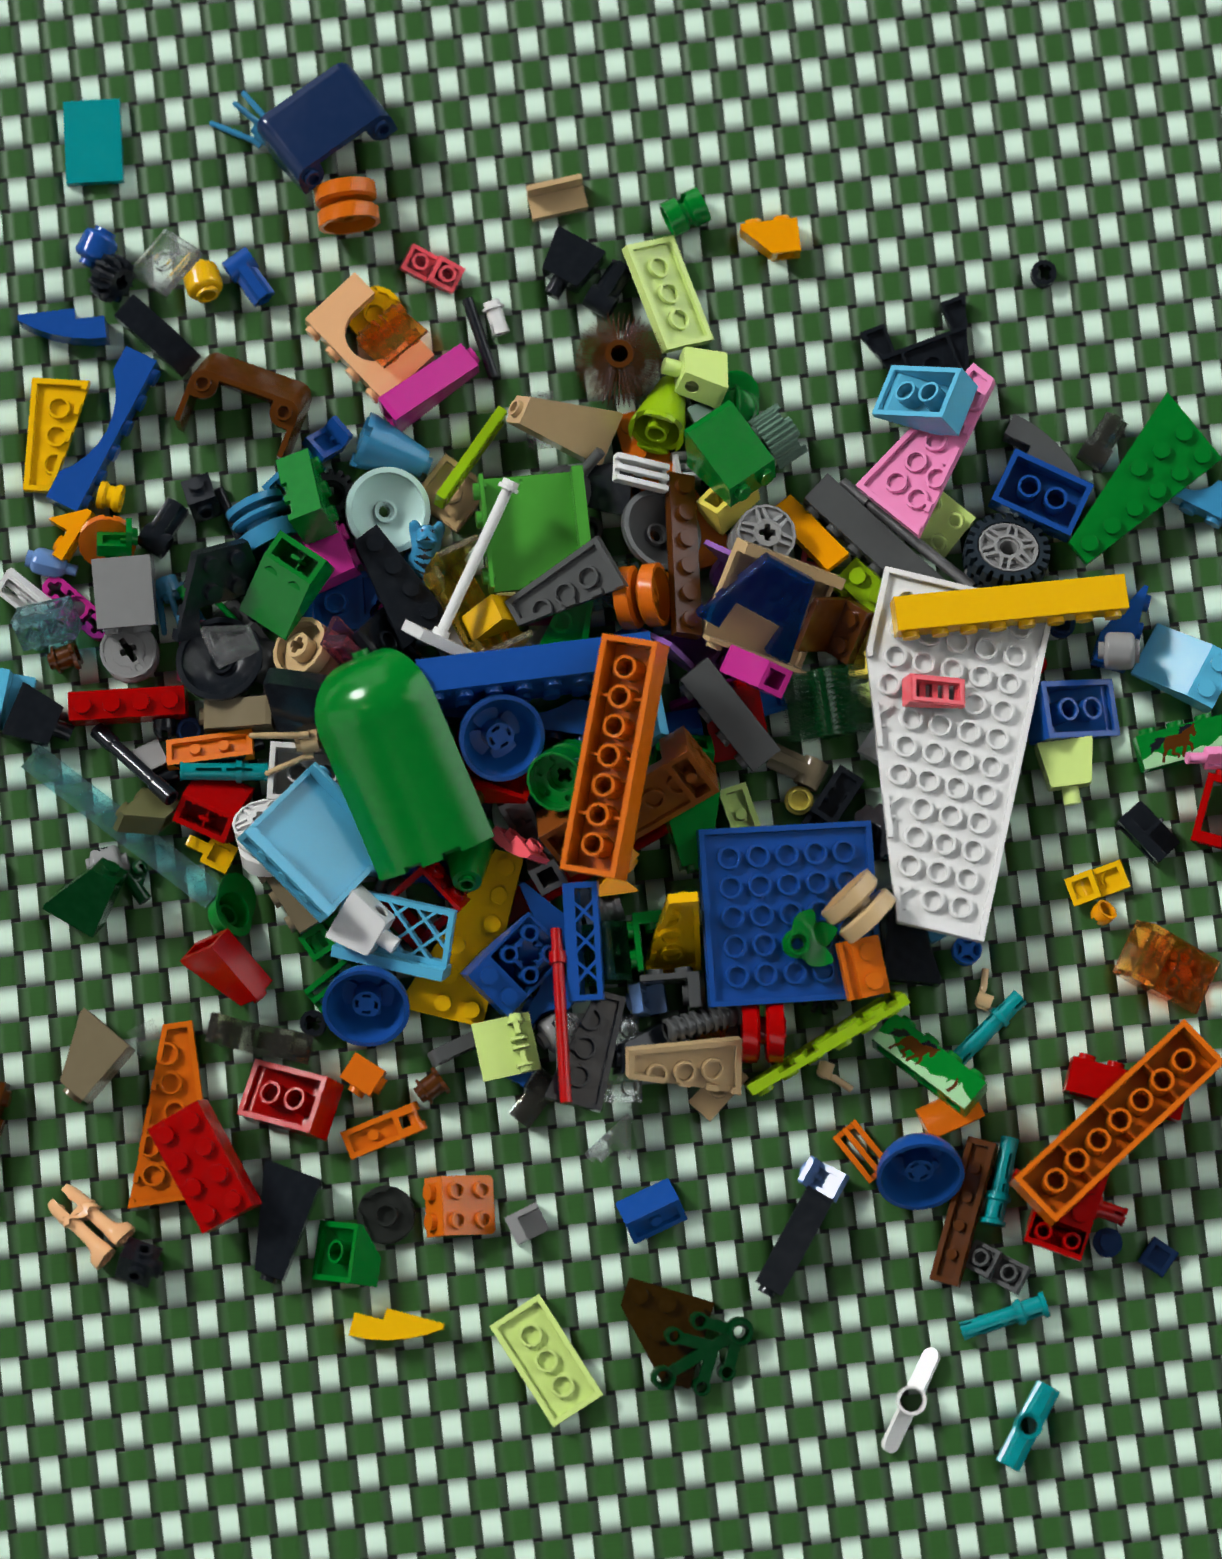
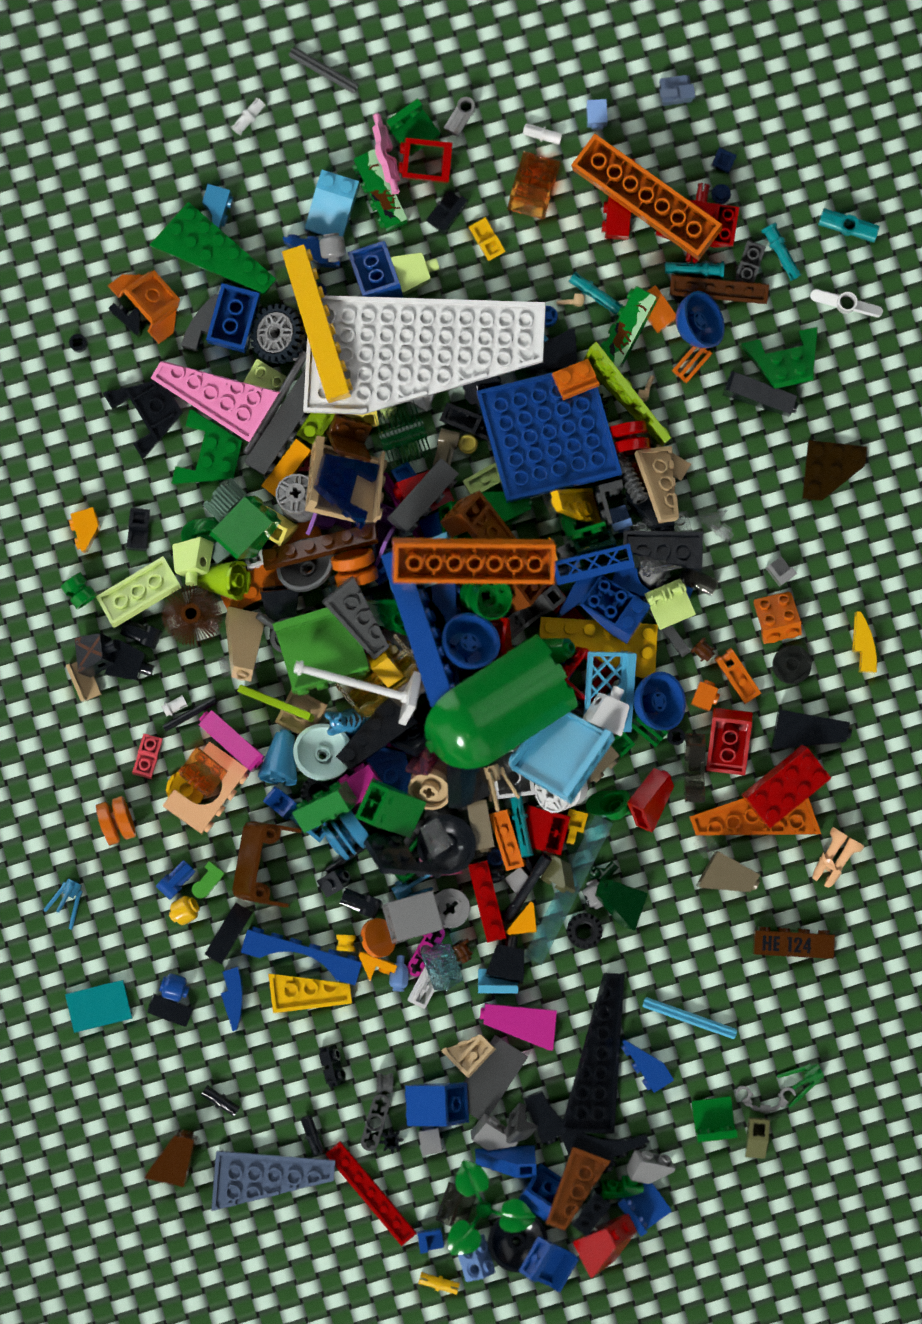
camera: 100 degrees left, 5 degrees up
(52, 821) = (596, 930): none -> black tyre
(65, 235) = (169, 1010): none -> black slope
(87, 755) = (524, 922): none -> light orange slope
(111, 278) = (194, 972): black gear -> none
(117, 543) = (380, 929): green bracket -> none
(139, 1262) = (855, 818): black brick -> none
(166, 262) = (176, 937): clear tile -> none
(237, 322) = (203, 887): none -> bright green leg
(320, 122) = (62, 848): dark blue windscreen -> none
(346, 1255) = (824, 685): green slope -> none
(517, 845) = (539, 613): coral slope -> none
(546, 1360) = (866, 542): yellowish green plate -> none
(557, 959) = (608, 578): red bar -> none
(589, 216) = (95, 653): none -> black torso
(651, 1210) = (756, 492): blue panel -> none
(658, 472) = (268, 570): white tile -> none
(705, 1351) = (842, 439): dark green plant -> none
(756, 671) = (392, 482): dark pink slope -> none
(758, 312) = (138, 529): none -> black slope
(813, 938) = (562, 414): green plate -> none
(822, 1178) = (715, 383): medium blue bracket -> none
(829, 1292) = (788, 365): none -> green wing
(842, 439) = (217, 455): none -> green wing
(860, 906) = (538, 386): tan wheel -> none
(917, 697) = (384, 376): coral slope -> none
(926, 398) = (182, 404): medium azure slope -> none
(1061, 354) = (132, 321): none -> black slope
(1086, 386) = (152, 299): none -> orange piece
(1099, 446) = (193, 286): clear smoke piece -> none
(1103, 912) = (506, 231): light orange hinge -> none

